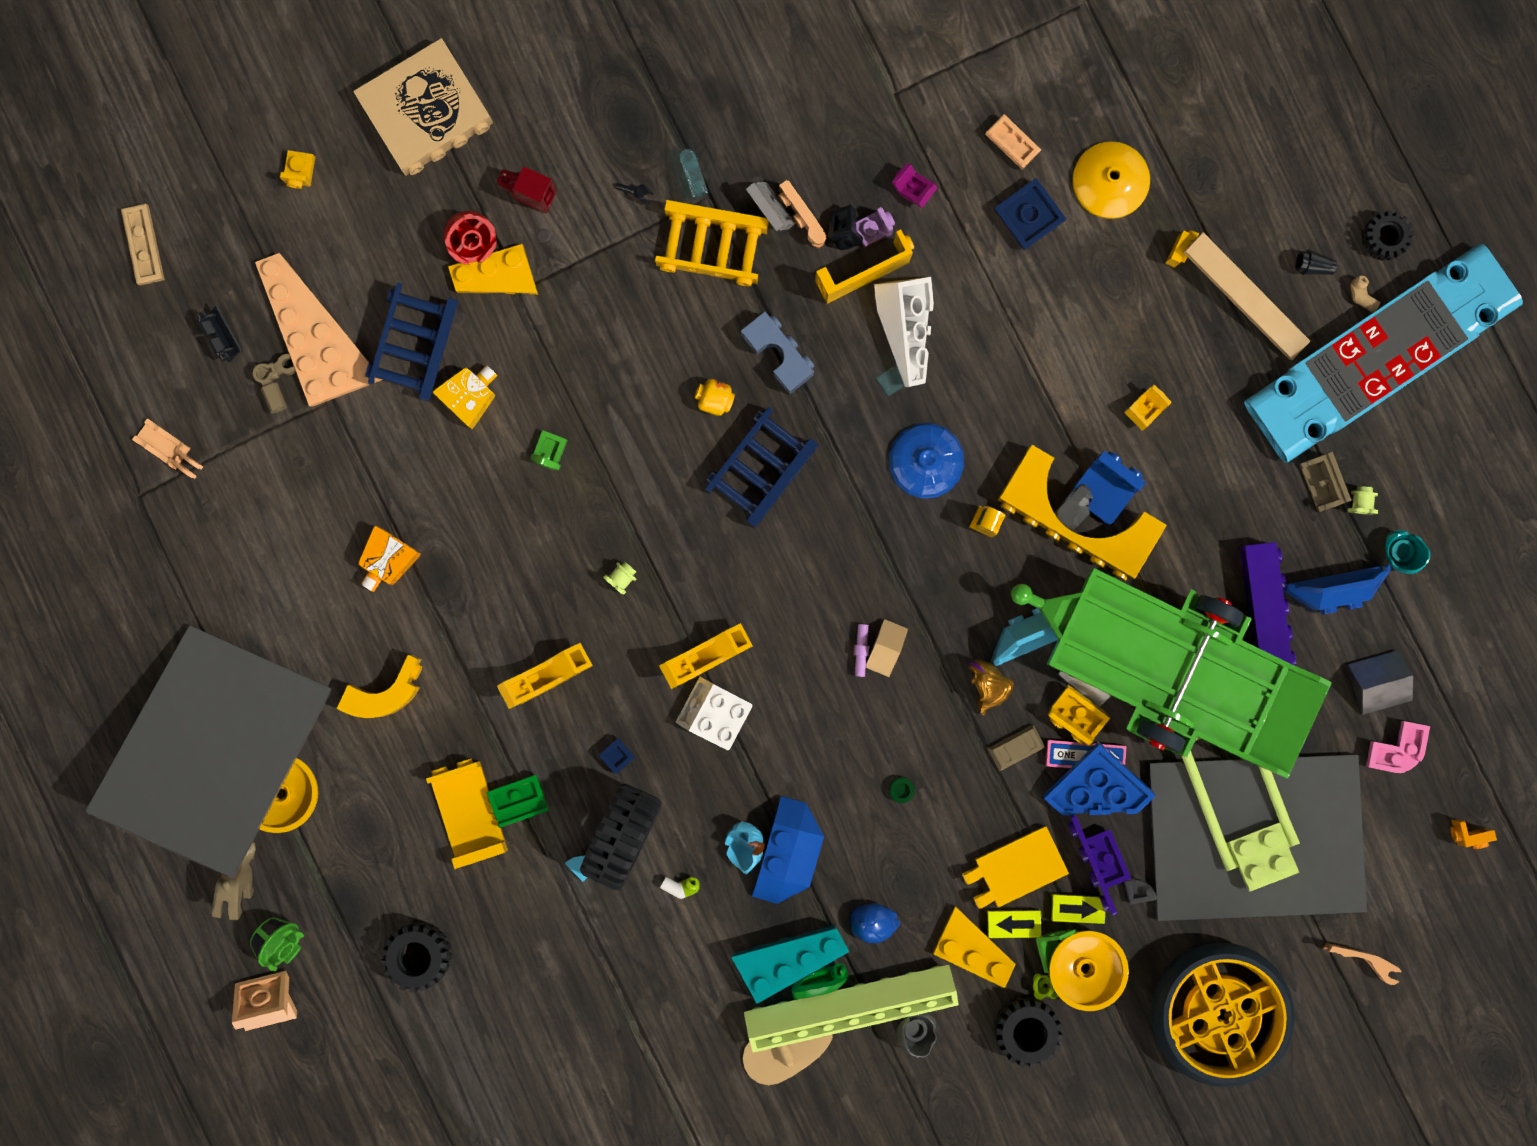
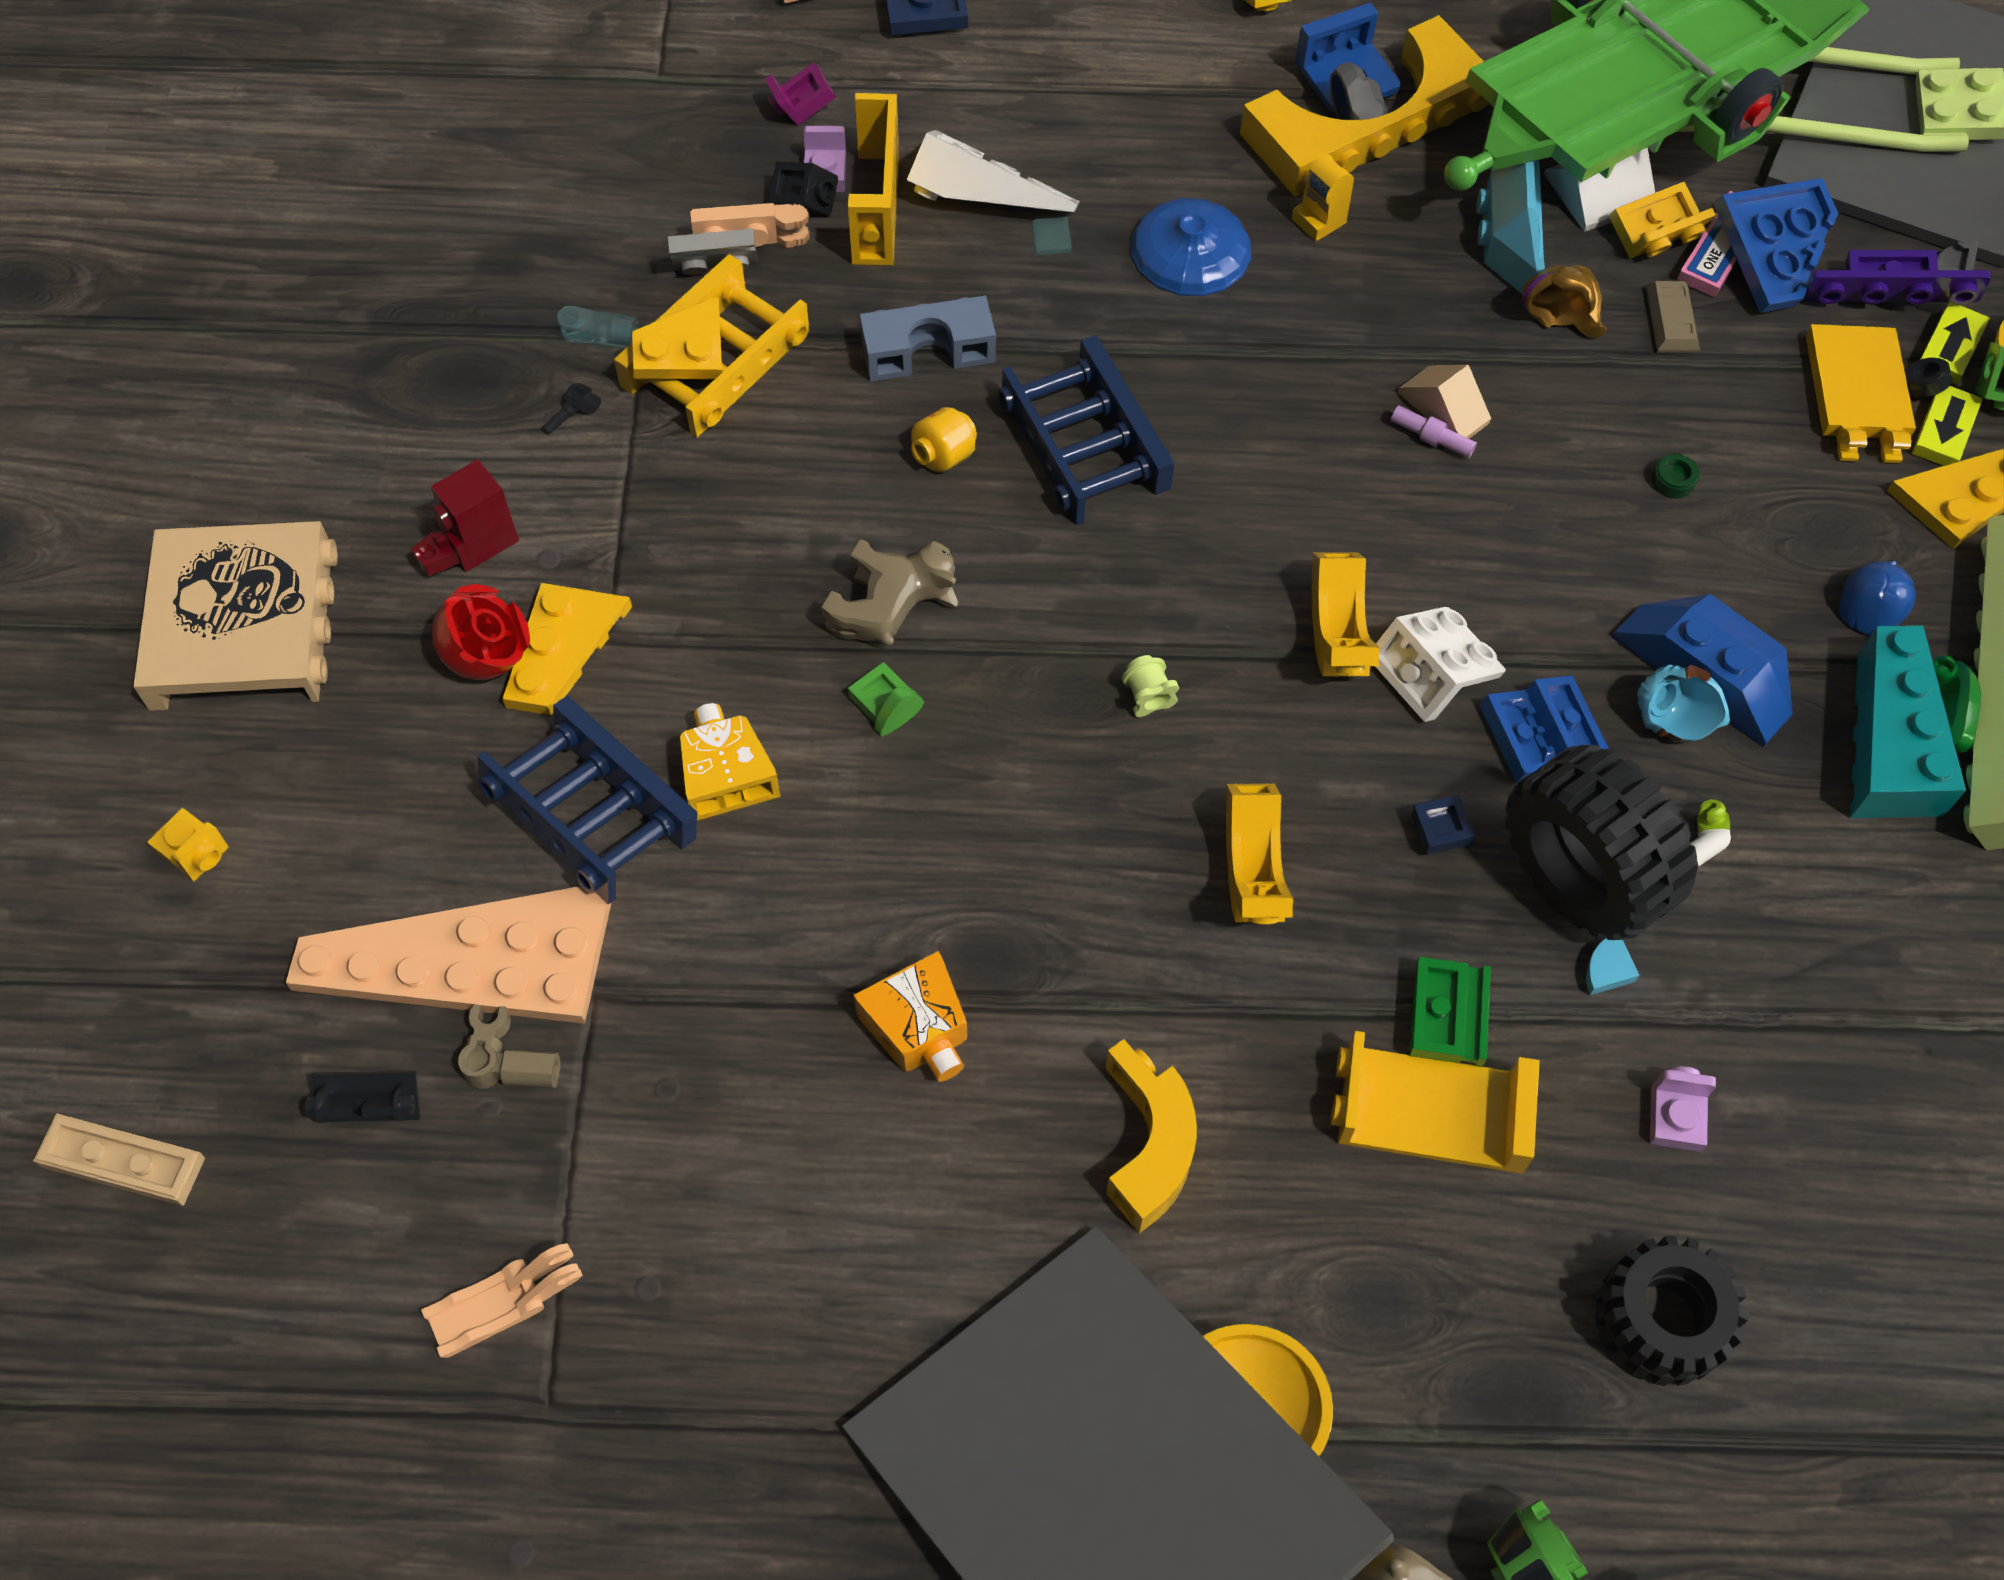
camera: 65 degrees left, 25 degrees down
(522, 926) = (1680, 1108): none -> lavender bracket
(607, 421) = (893, 589): none -> dark tan animal
(692, 230) = (680, 345): none -> yellow wing
(702, 783) = (1540, 723): none -> blue slope
(1040, 902) = (1928, 377): none -> black tile

